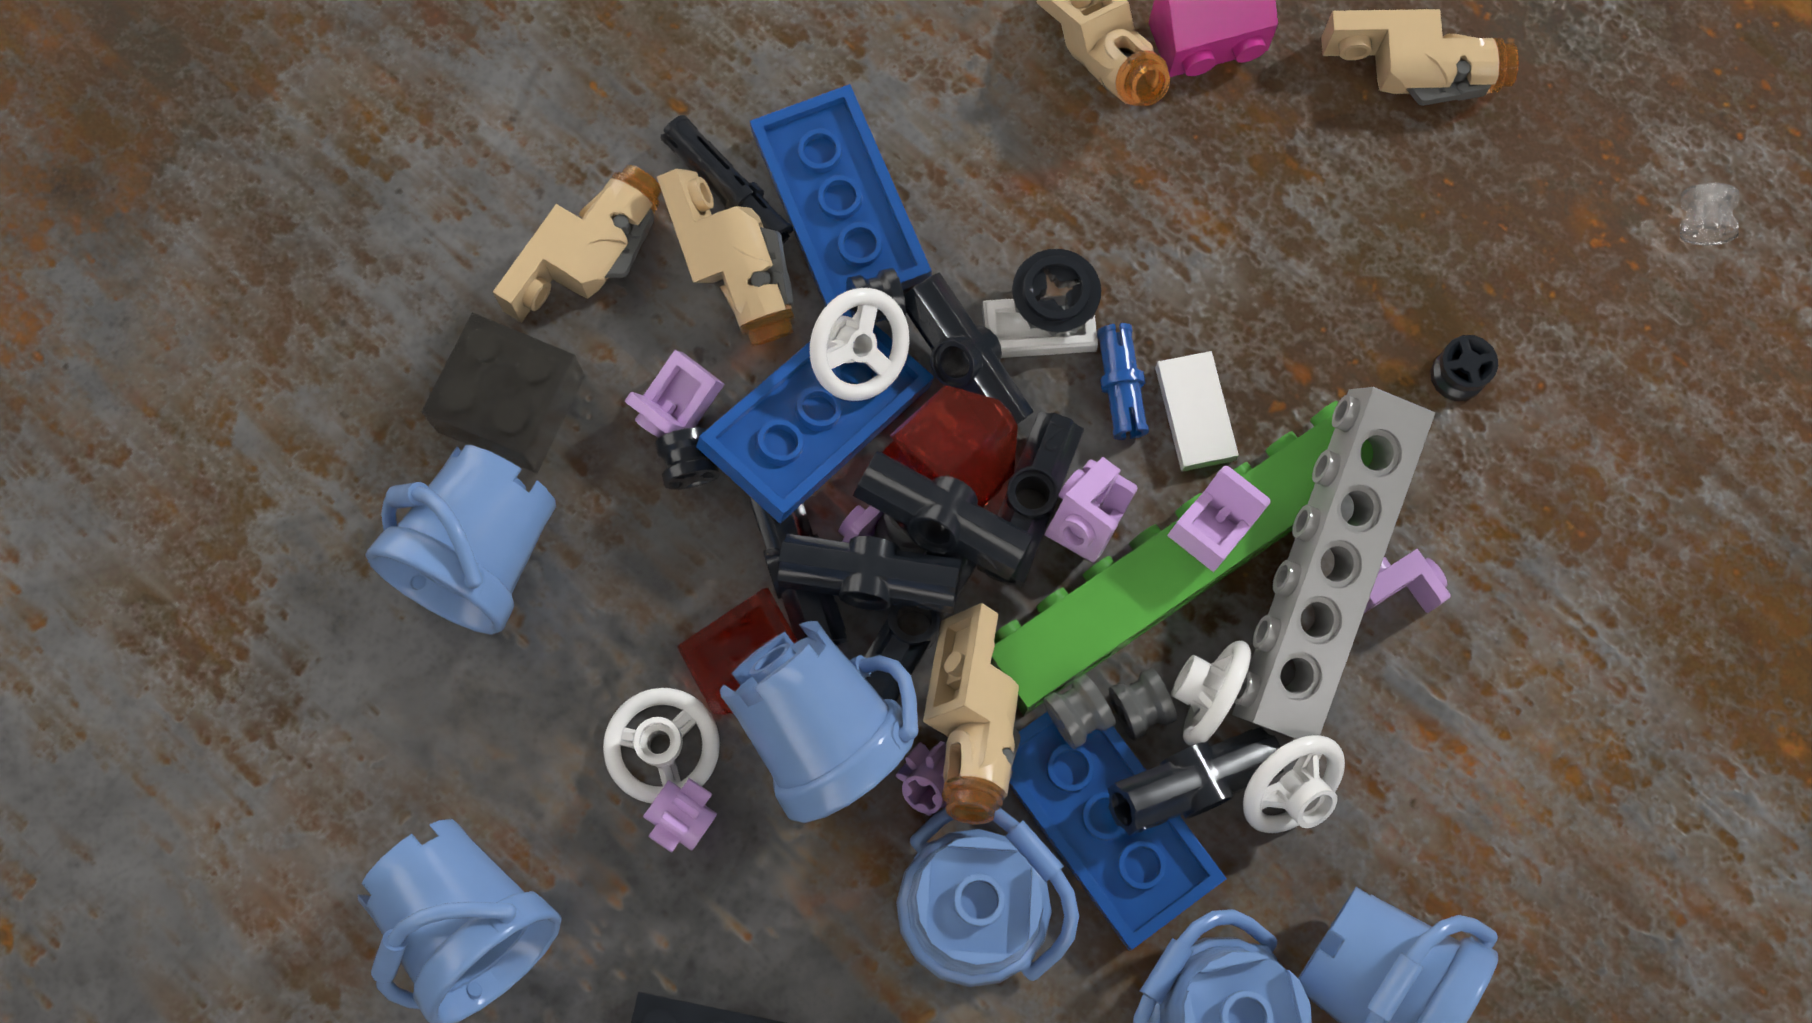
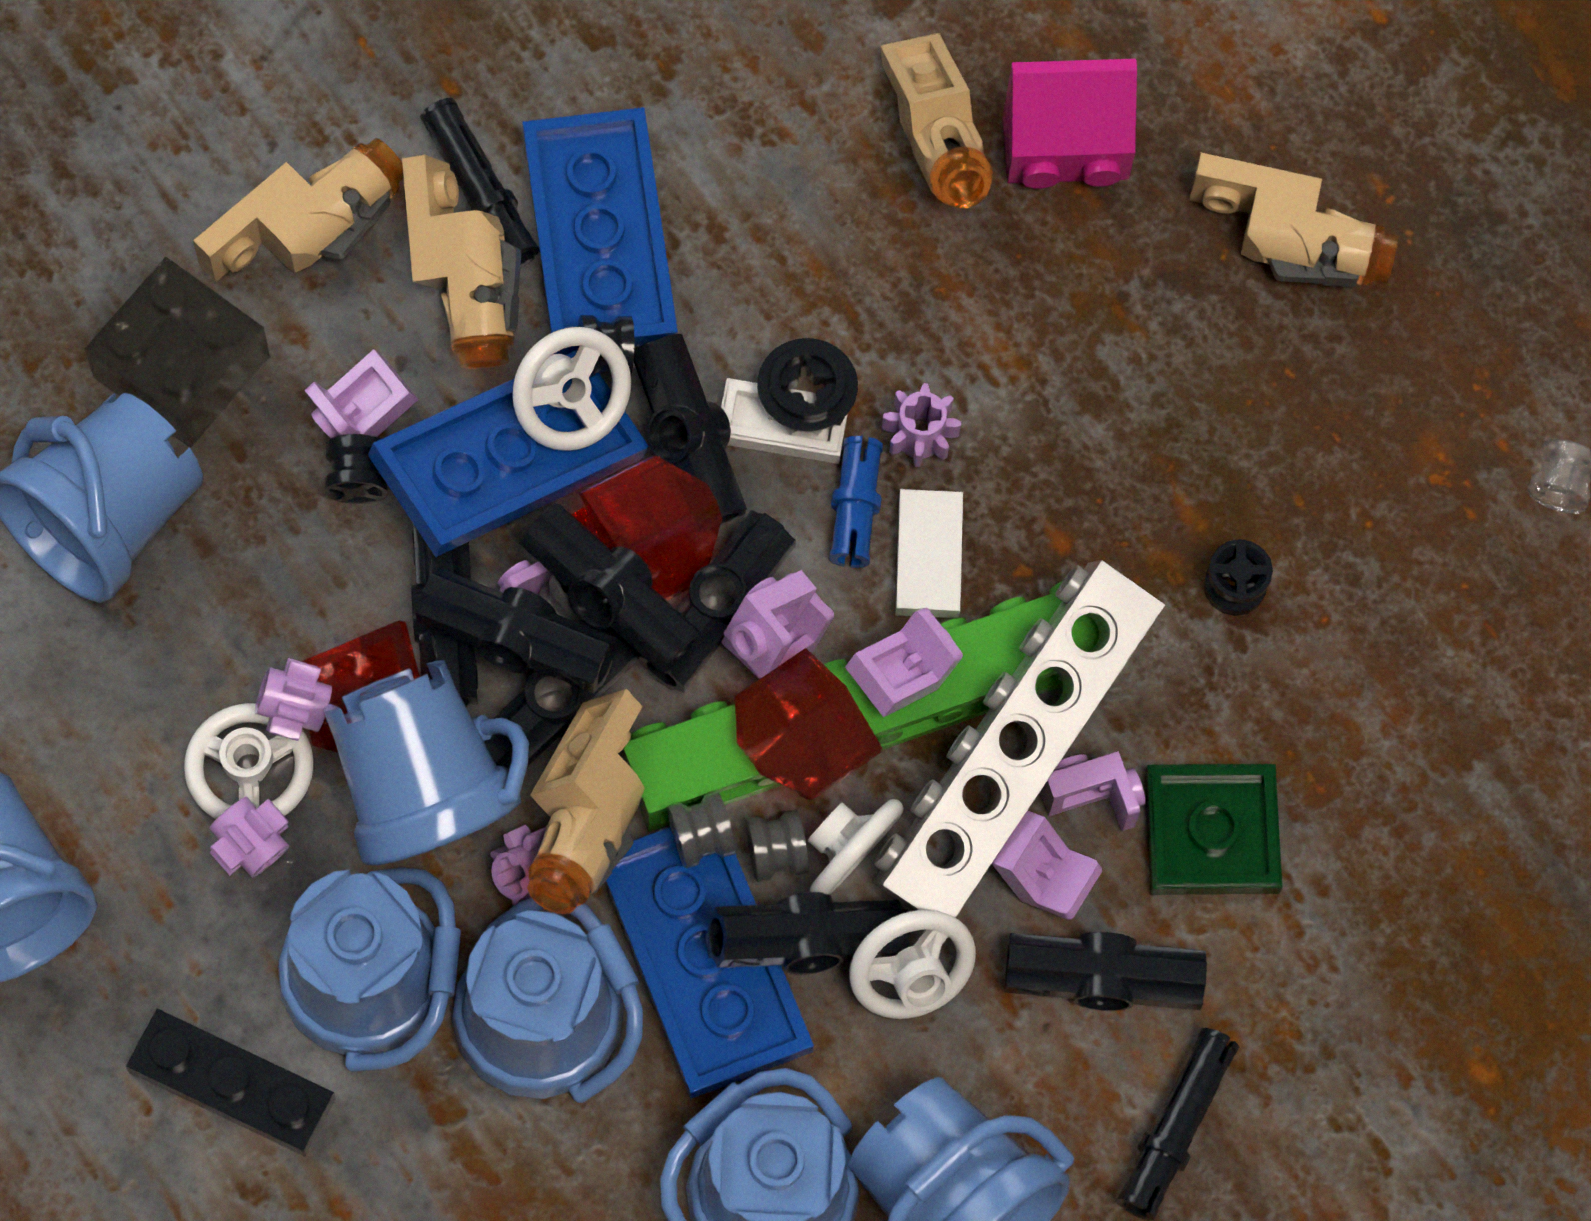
camera: 10 degrees right, 5 degrees down
(687, 681) = (293, 699): none -> lavender gear
(820, 908) = (369, 966): none -> medium blue piece
(1142, 596) = (803, 727): none -> clear red slope
(1171, 293) = (925, 407): none -> lavender gear
(1384, 669) = (1044, 869): none -> lavender bracket
(1456, 744) = (1105, 971): none -> black piece
(1506, 592) = (1213, 829): none -> dark green tile
(1554, 879) = (1167, 1145): none -> black pin

